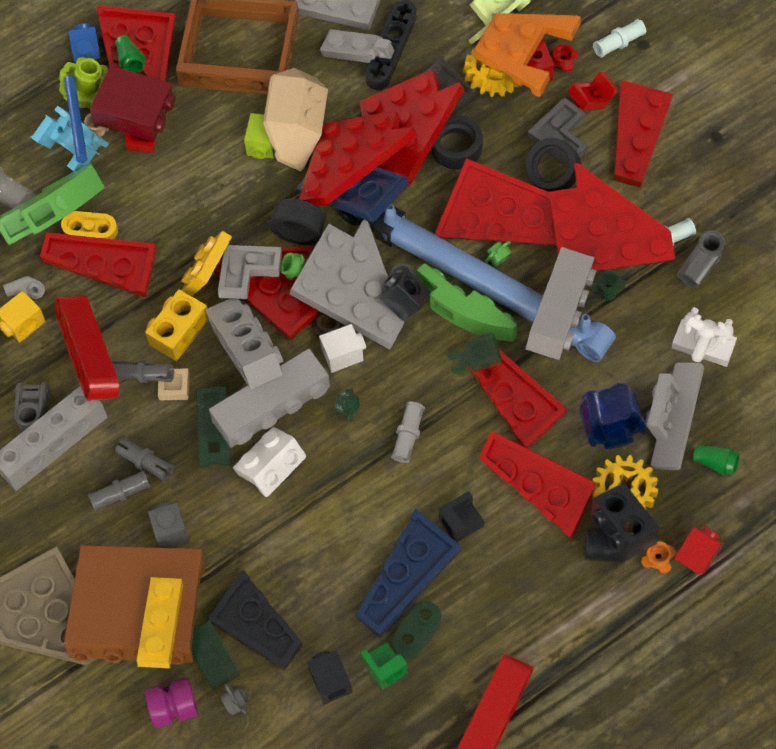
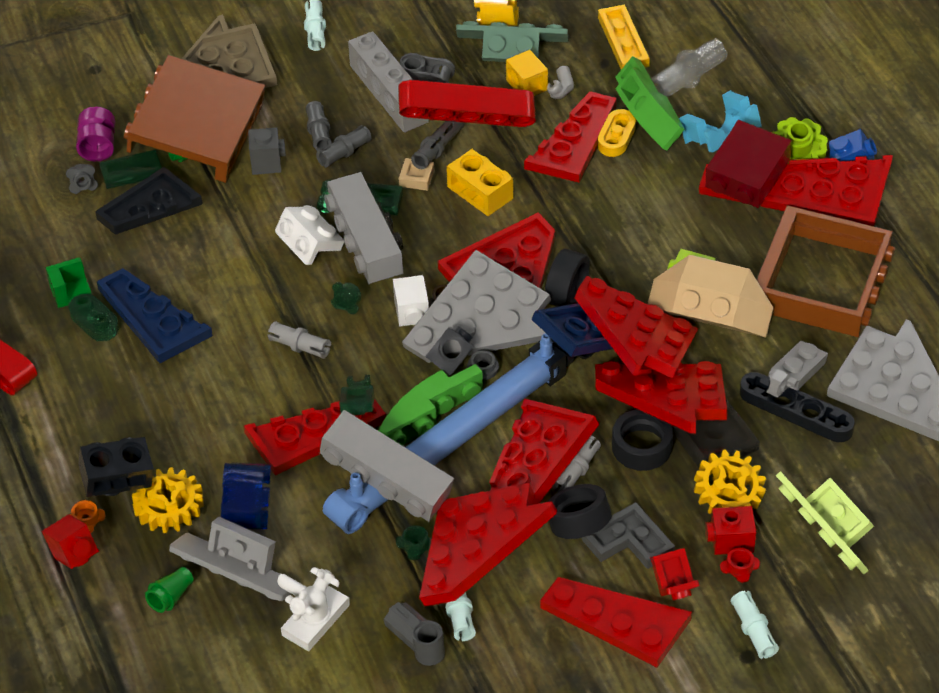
camera: 100 degrees right, 15 degrees down
(75, 119) = (734, 116): blue bar -> none
(129, 55) = (812, 168): green cone -> none
(160, 622) = (159, 115): yellow plate -> none
(207, 259) = (535, 200): yellow plate -> none
(243, 262) = (523, 223): light grey plate -> none
(245, 342) = (429, 210): light grey brick -> none
(292, 265) = (513, 264): bright green plate -> none
(329, 676) = (73, 241): black brick -> none
(460, 517) = (189, 363): black panel -> none
(498, 253) = (484, 448): bright green plate -> none
(513, 40) = (749, 491): orange wing -> none
(549, 486) = (205, 430): red wing -> none

